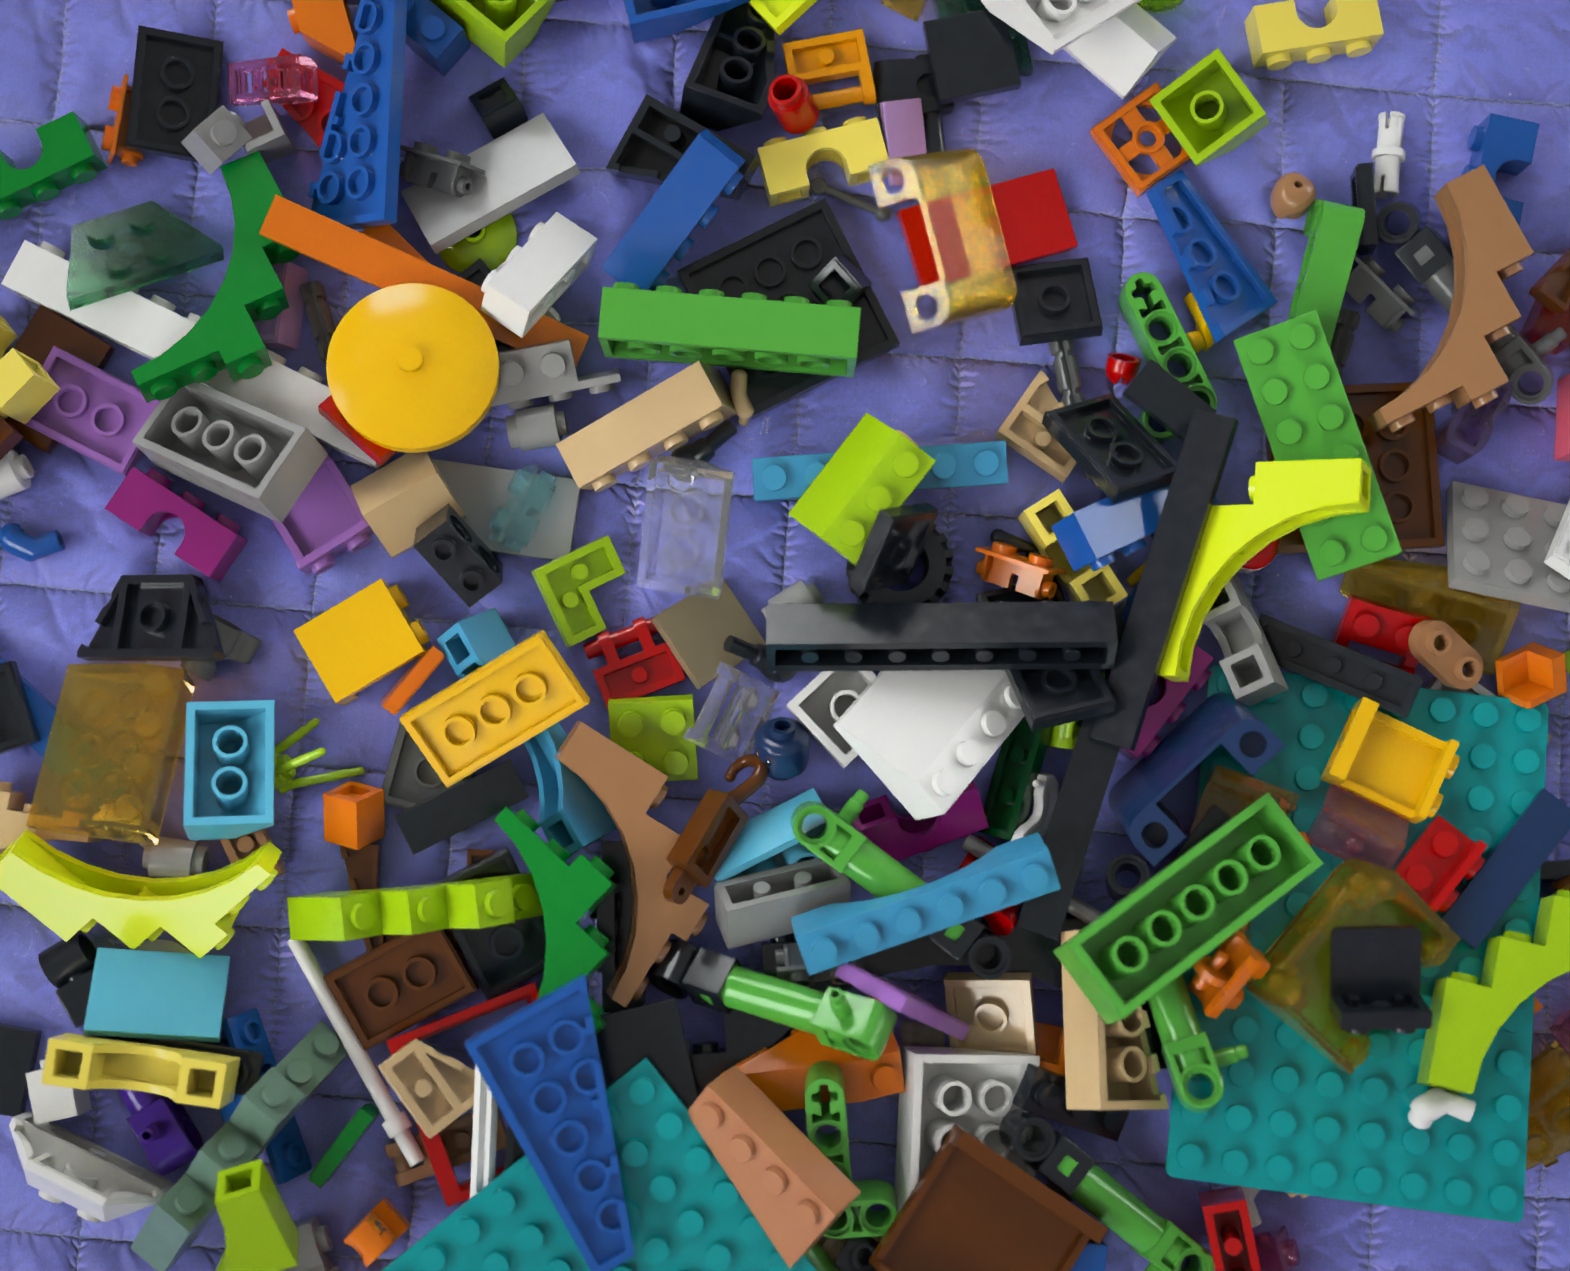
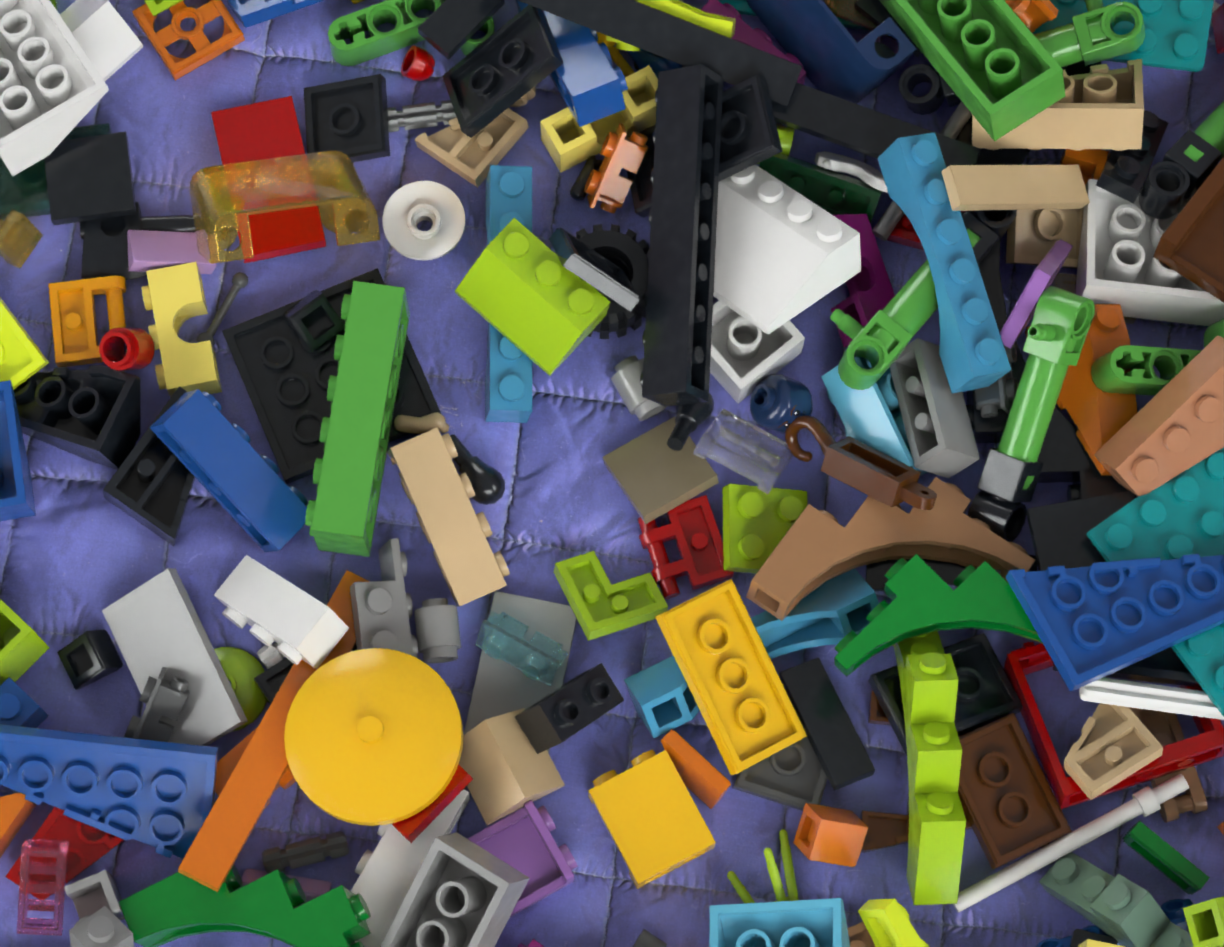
camera: 85 degrees left, 10 degrees down
(685, 527) = (556, 474): clear slope -> none
(956, 364) = (418, 203): none -> white dish
(1011, 976) = (1015, 187): none -> tan tile

